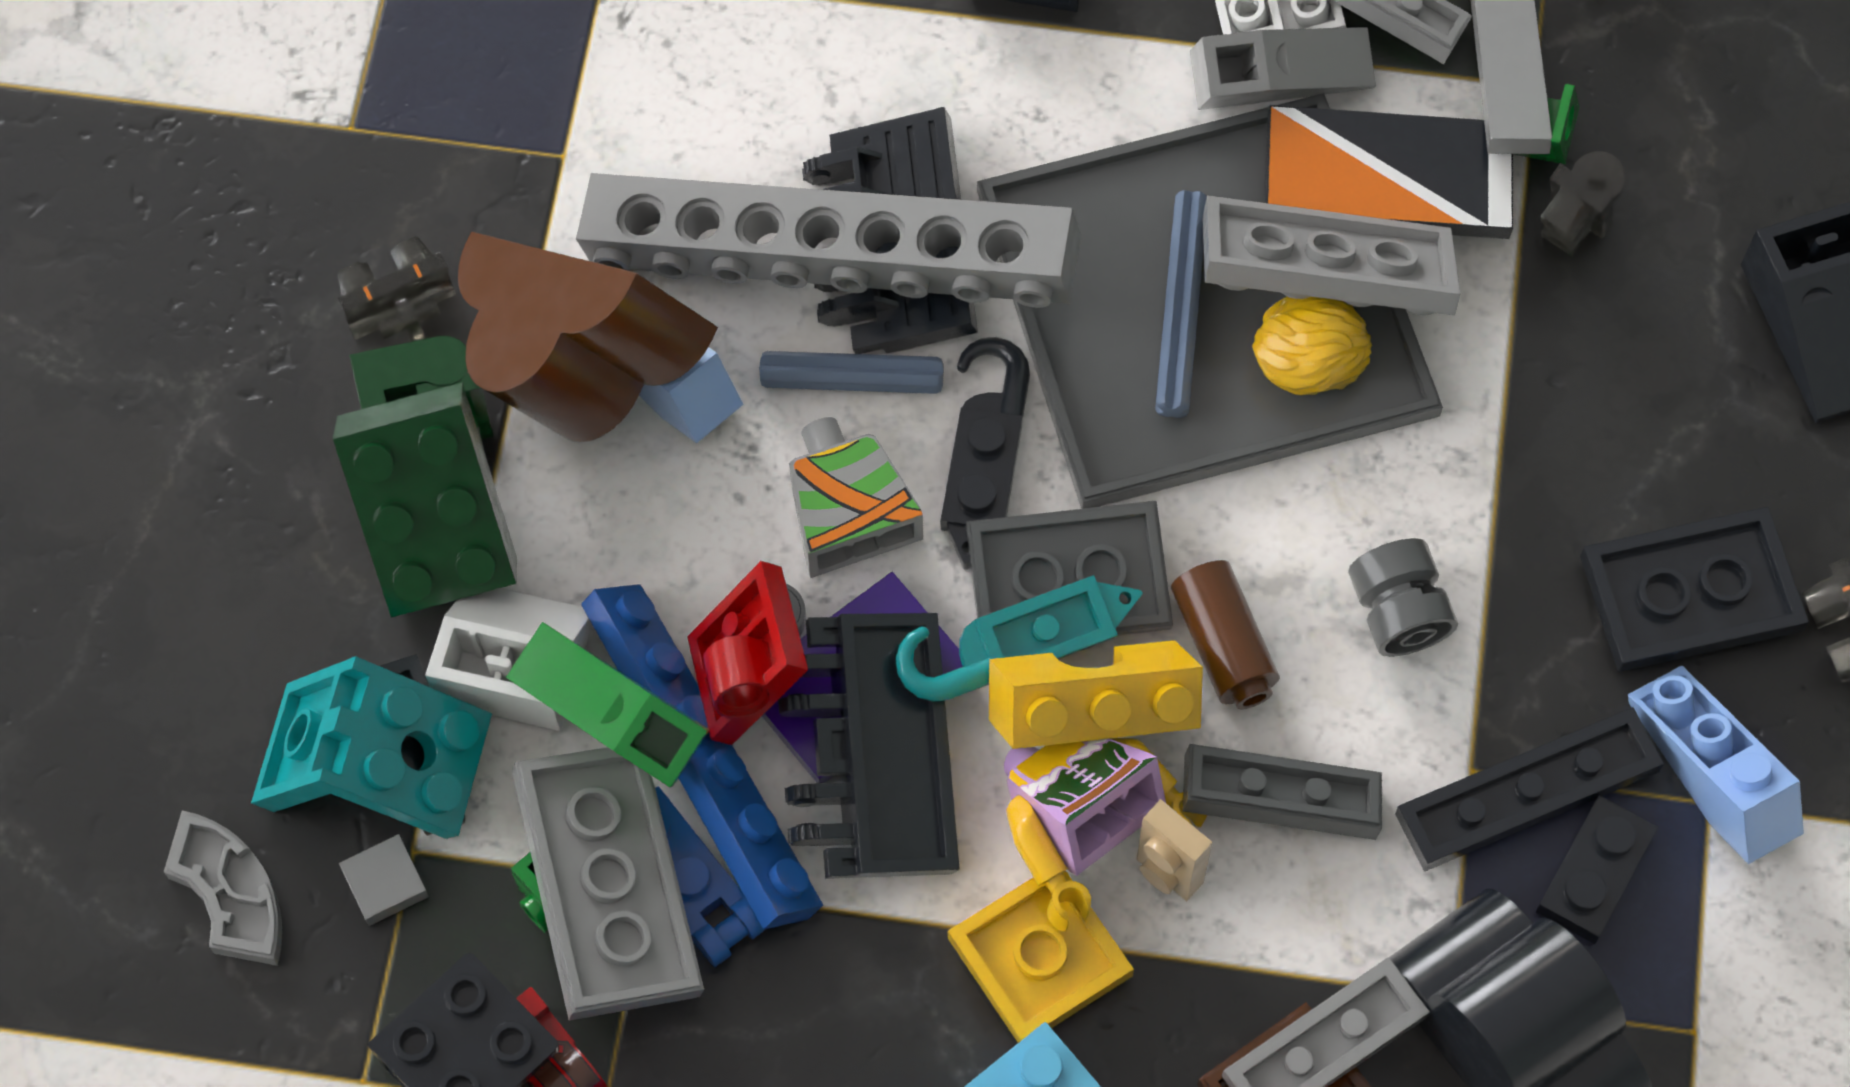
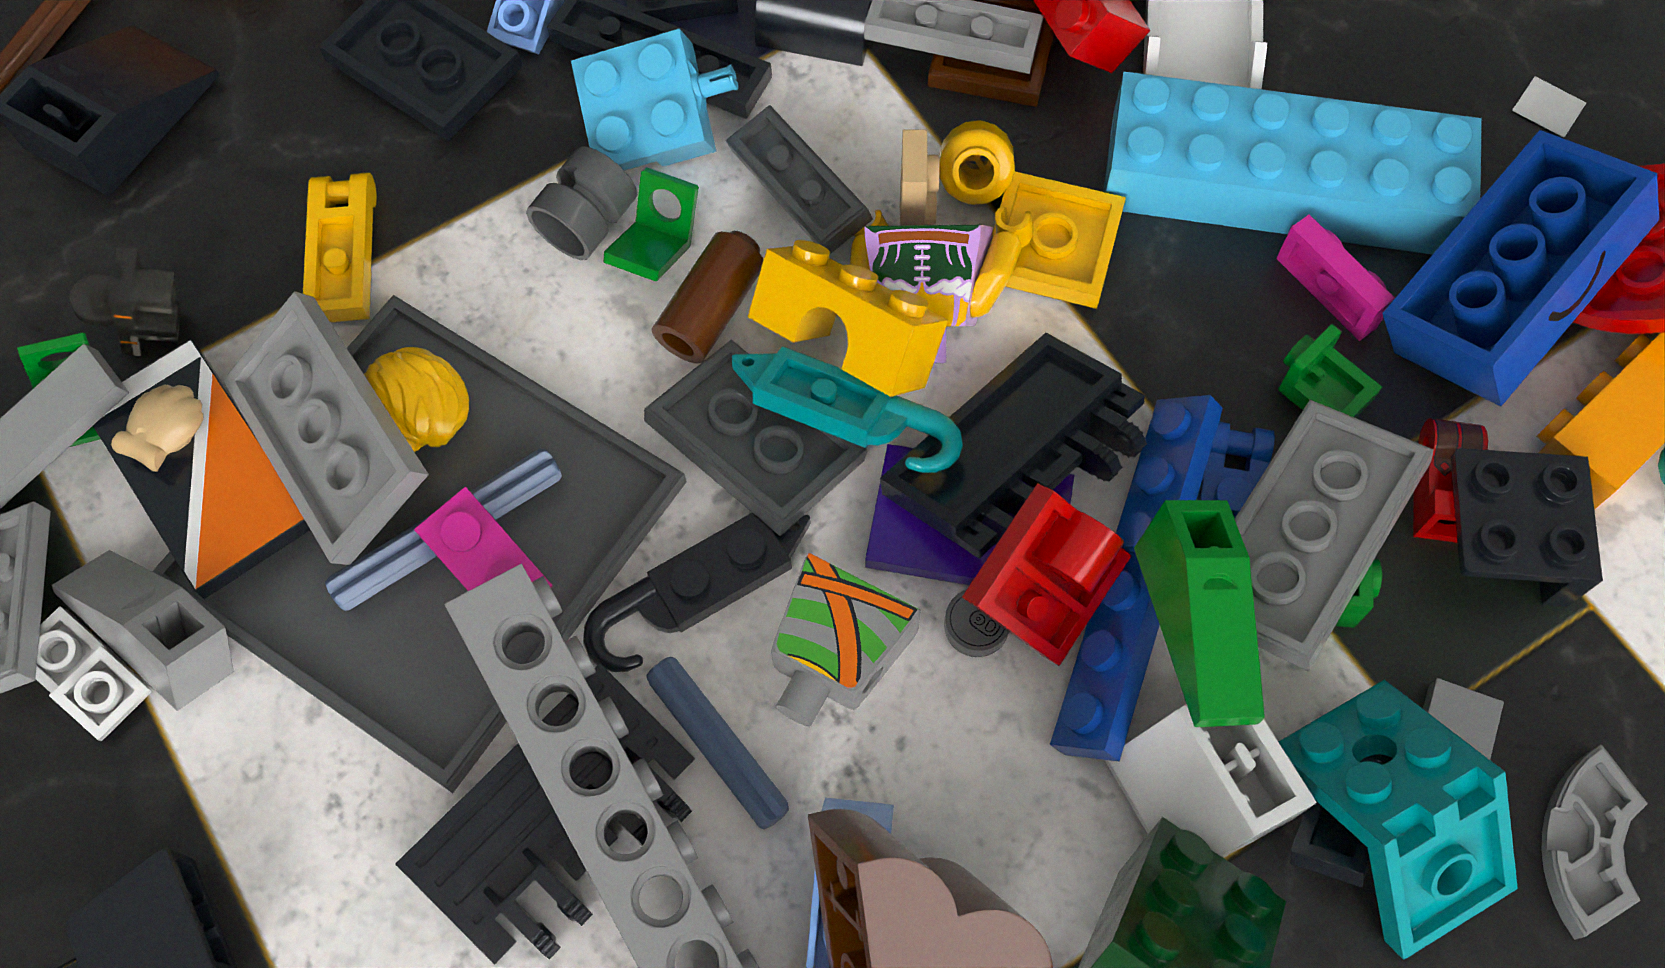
camera: 130 degrees left, 0 degrees up
(710, 1043) = (1326, 376): none -> green bracket
(1128, 305) = (472, 542): none -> dark pink plate
(1164, 941) = (979, 181): none -> yellow head
(1322, 630) = (654, 240): none -> green bracket
(1434, 155) = (159, 425): none -> tan animal
(1462, 720) = (649, 100): none -> medium azure plate
(1529, 397) = (340, 245): none -> yellow plate

